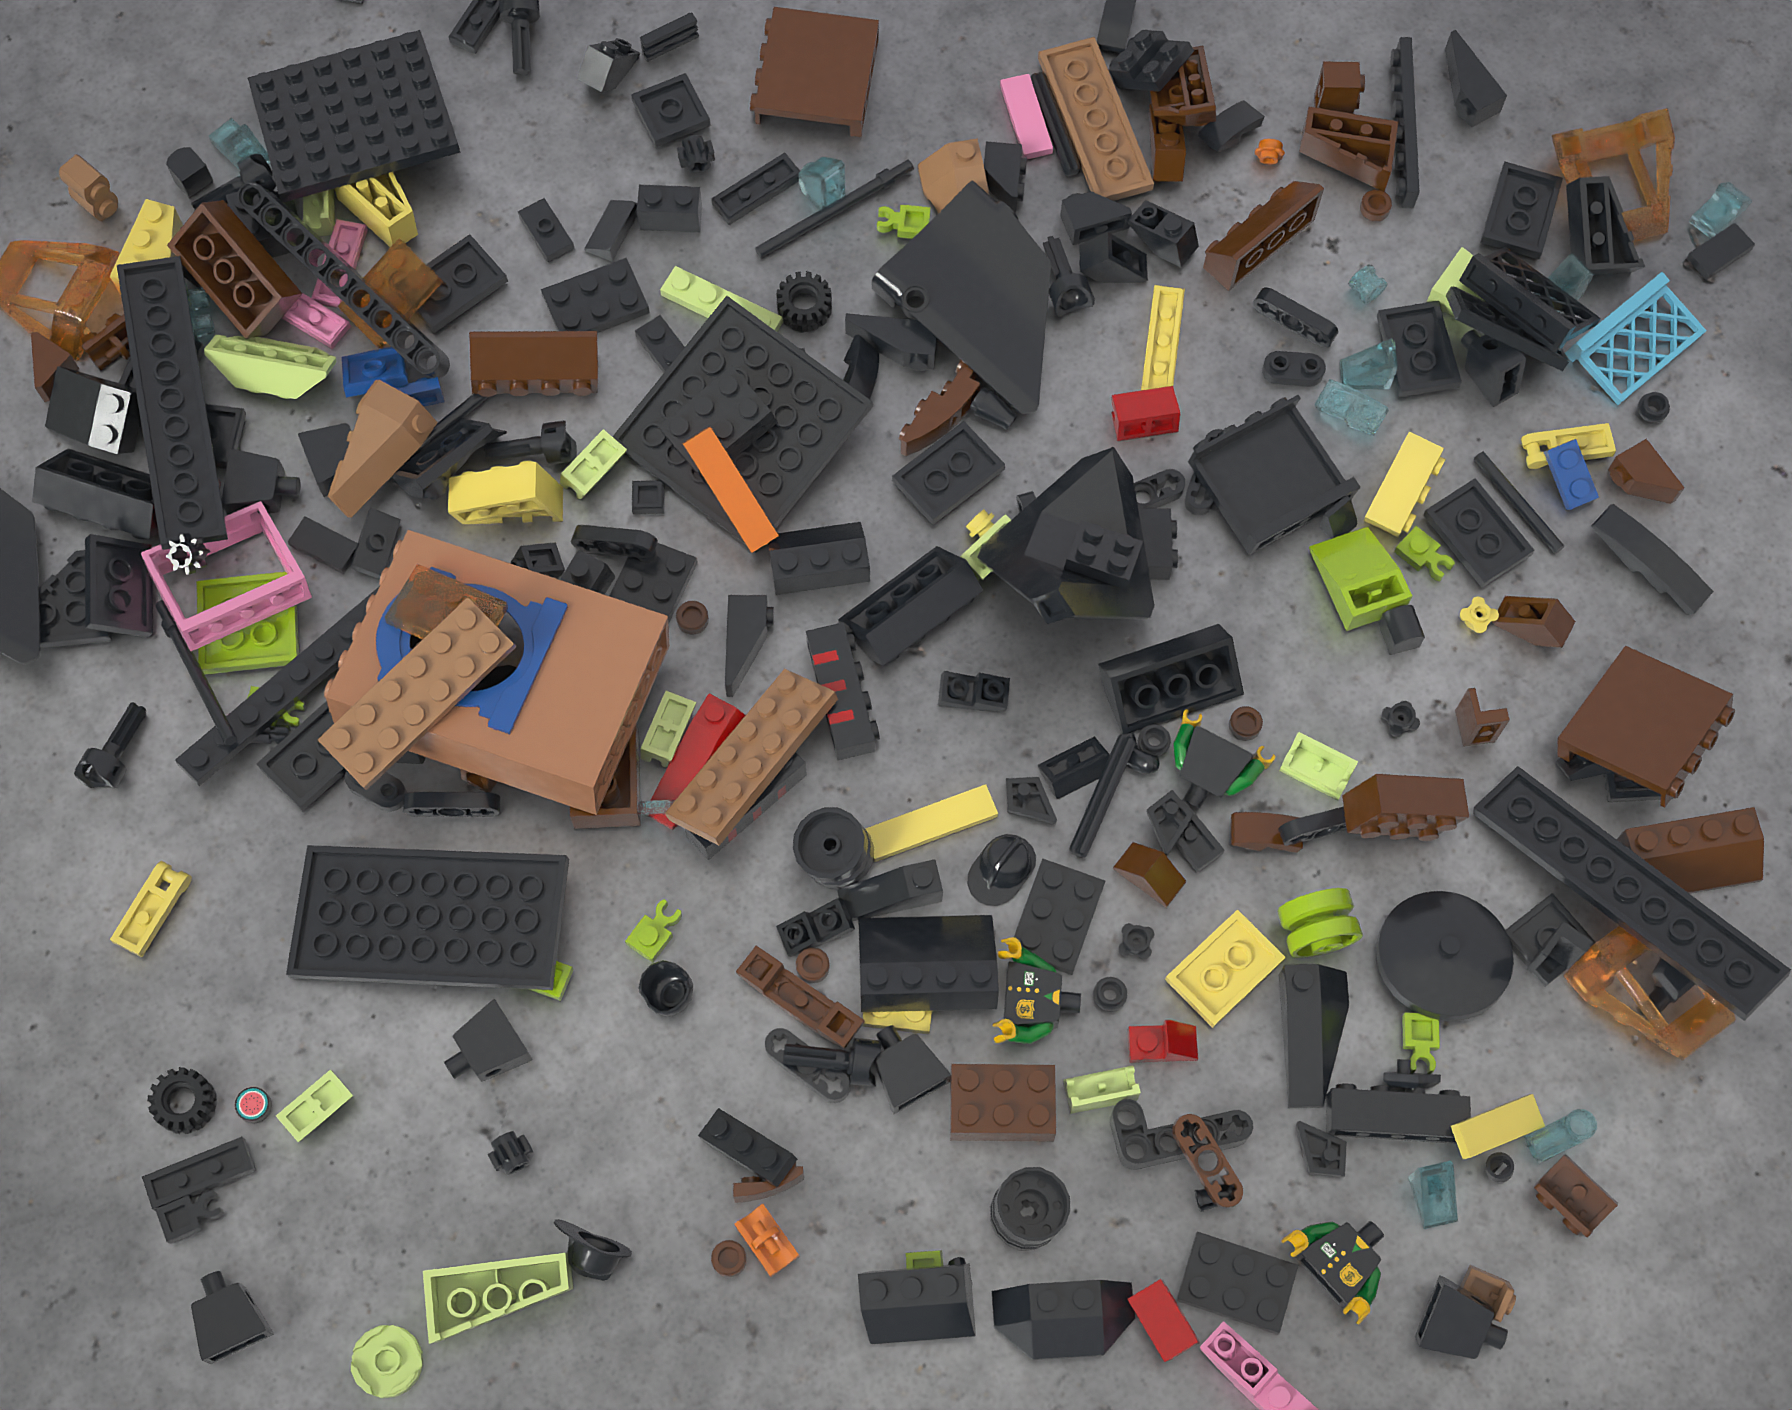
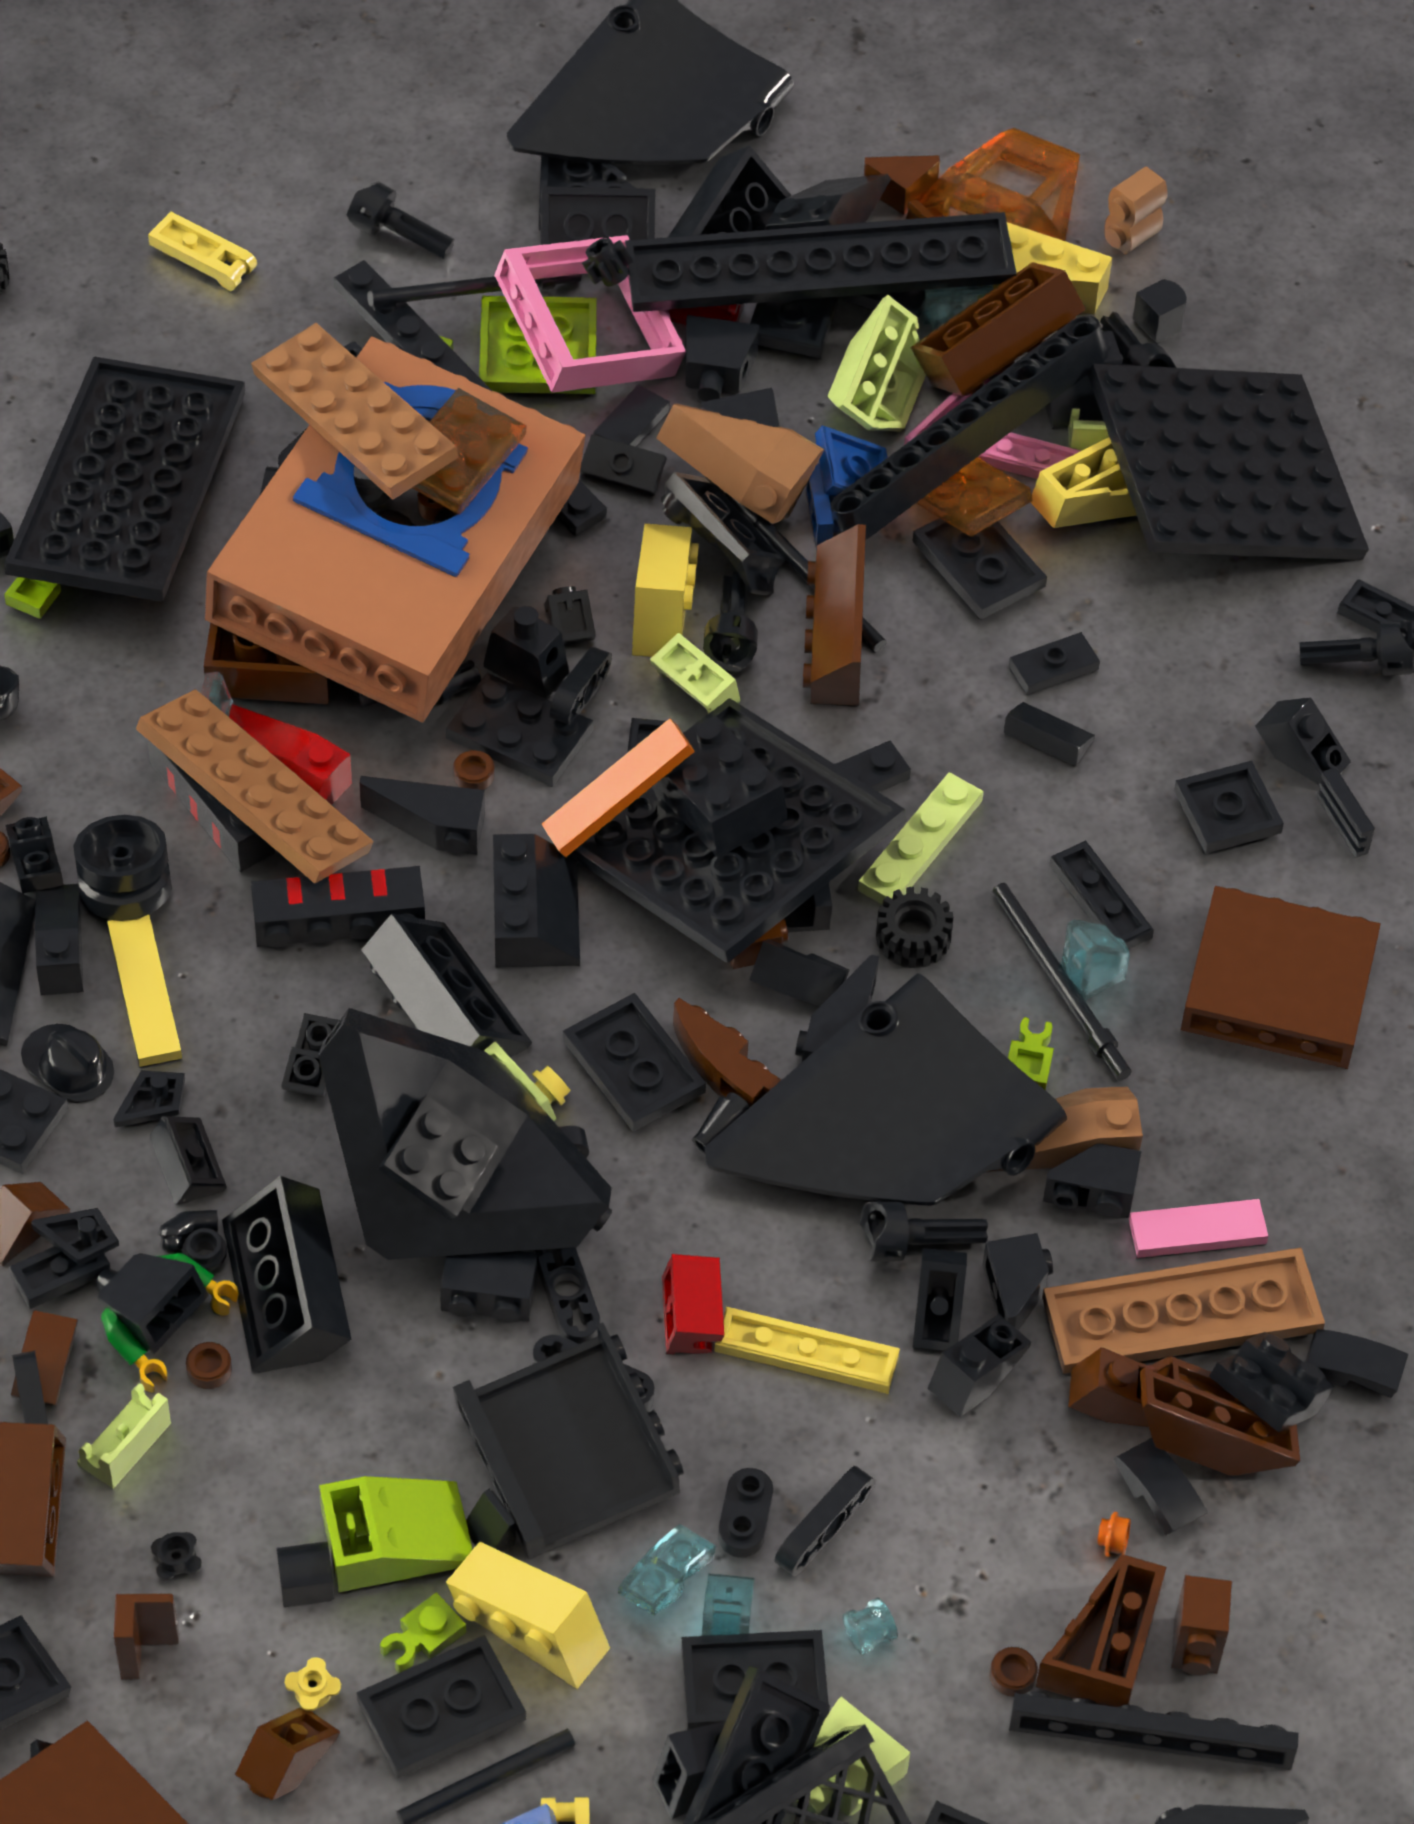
camera: 95 degrees right, 15 degrees down
(237, 142) = (1207, 354): clear light blue slope -> none
(596, 299) = (942, 707): black plate -> none
(652, 935) = (67, 694): lime plate -> none
(667, 728) = (321, 716): yellowish green hinge -> none
(669, 208) = (1068, 787): black brick -> none
(696, 154) = (1152, 824): black gear -> none
(1055, 124) = (1181, 1257): black axle -> none
(1102, 796) = (136, 1174): black axle -> none
(1263, 232) = (965, 1491): reddish brown slope -> none

